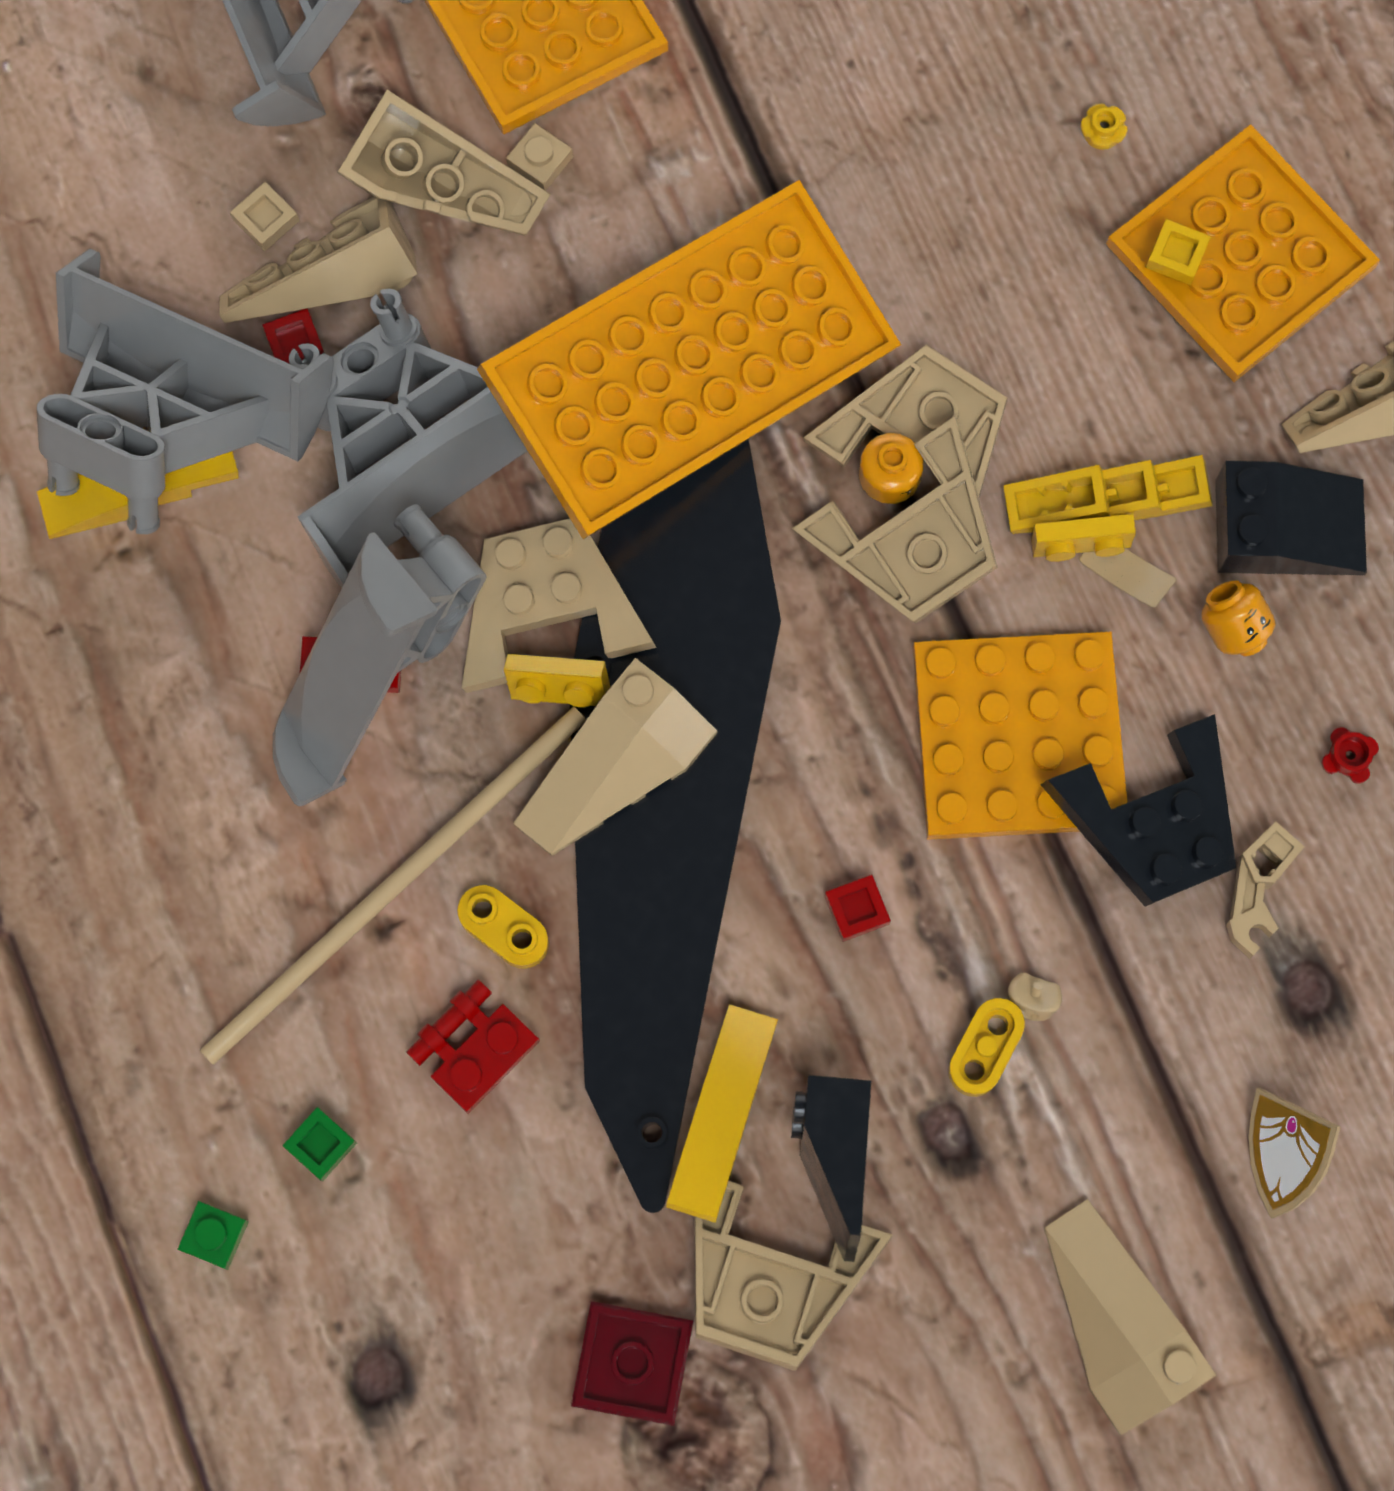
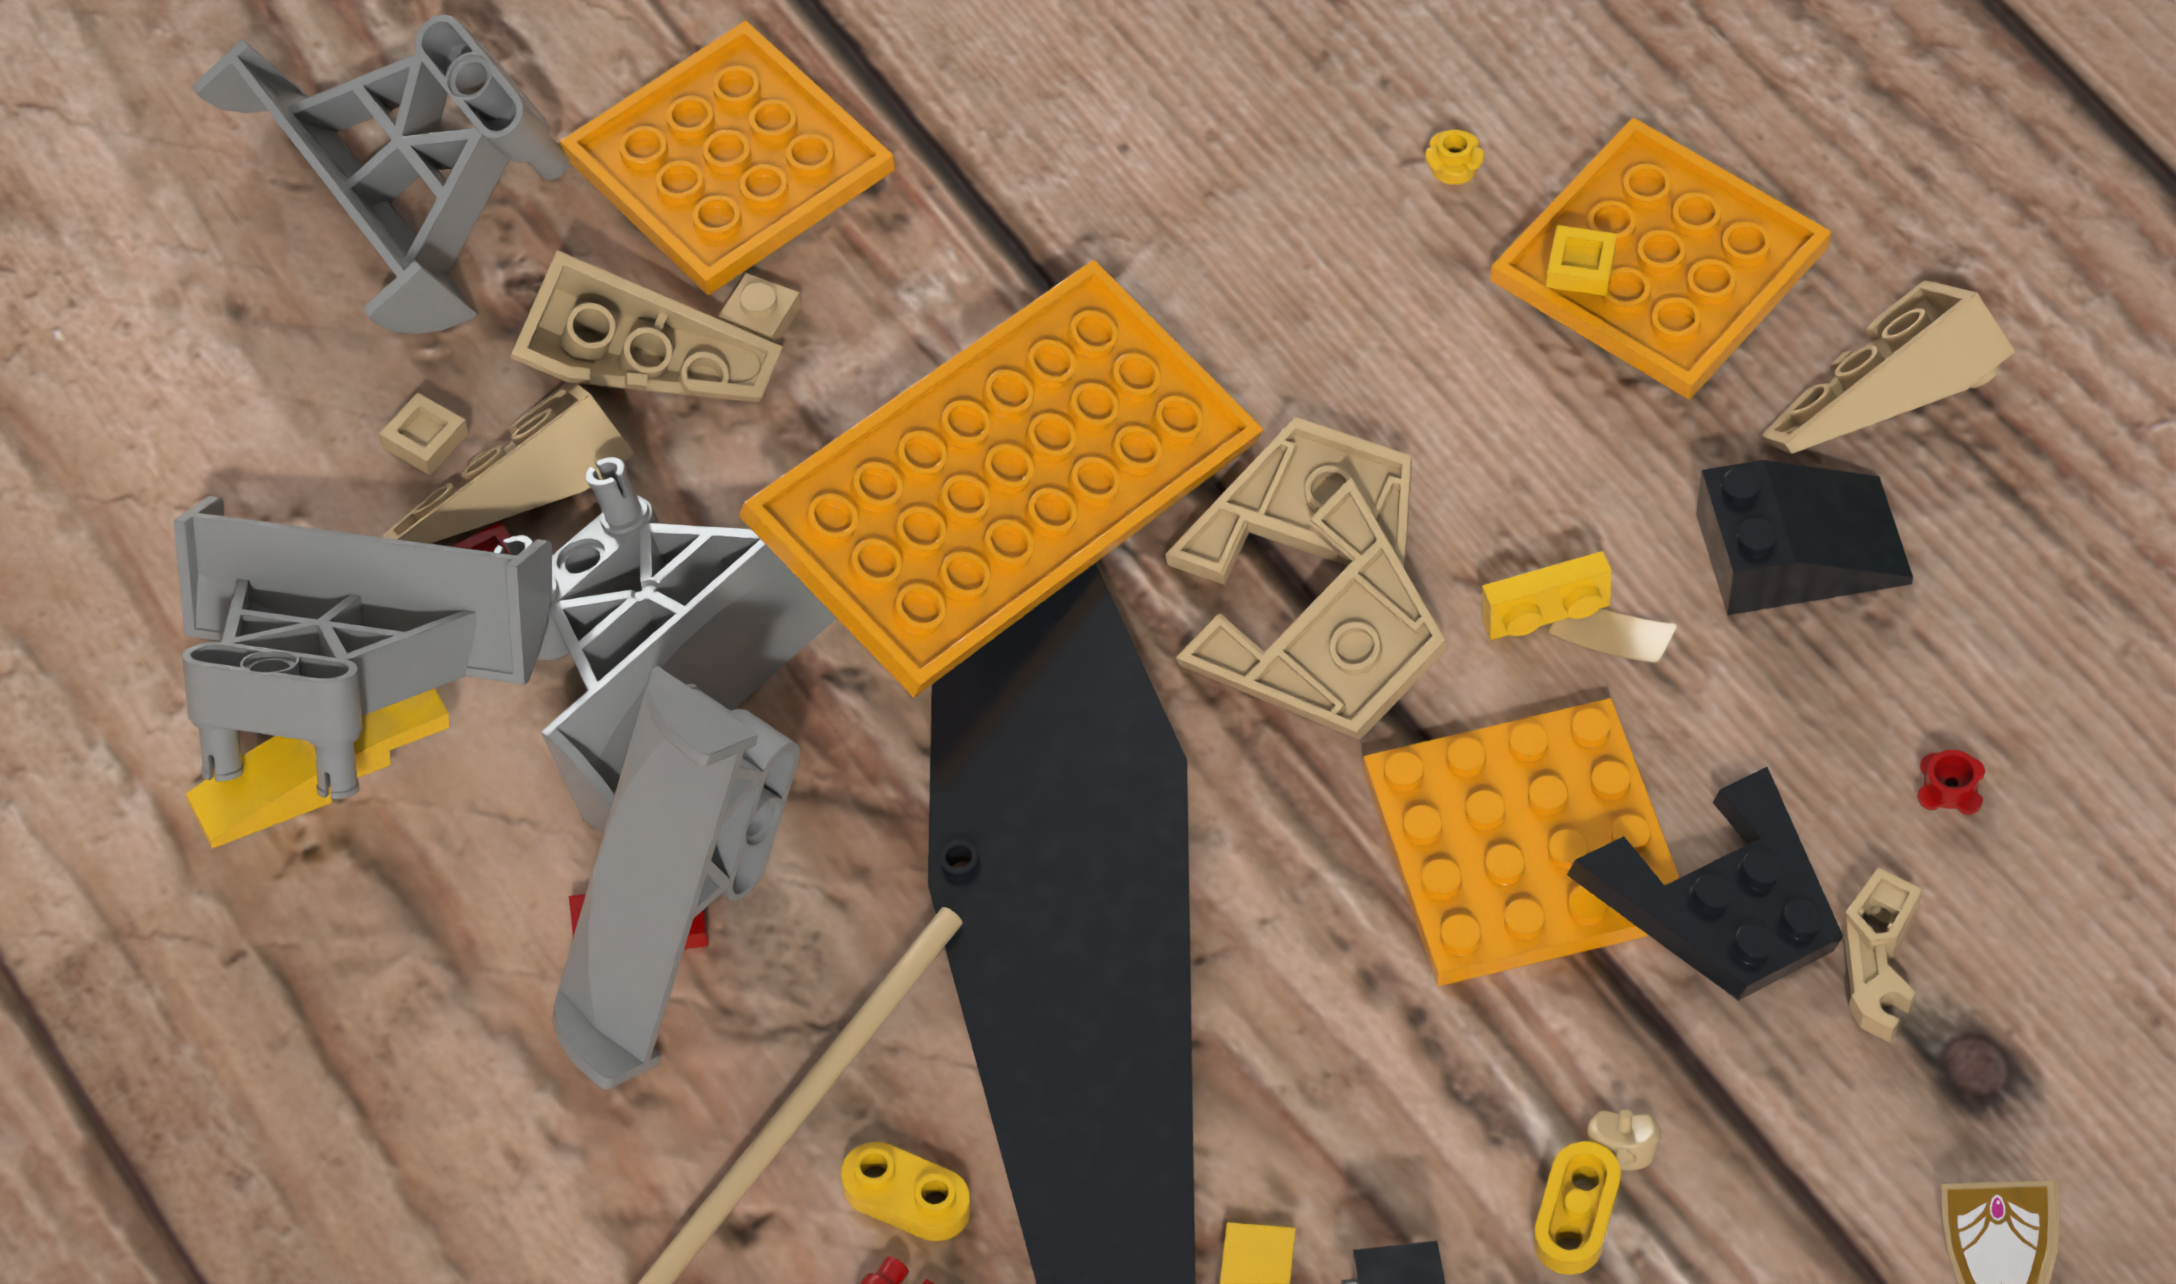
camera: 10 degrees left, 20 degrees down
(540, 581) = (870, 774): tan wing -> none
(556, 680) = (914, 879): yellow plate -> none
(622, 751) = (1020, 938): tan wedge -> none
(857, 908) = (1367, 1075): red plate -> none
(890, 468) = (1282, 568): light orange head -> none
(1122, 490) = (1624, 530): yellow slope -> none
(1238, 618) = (1766, 649): light orange head -> none

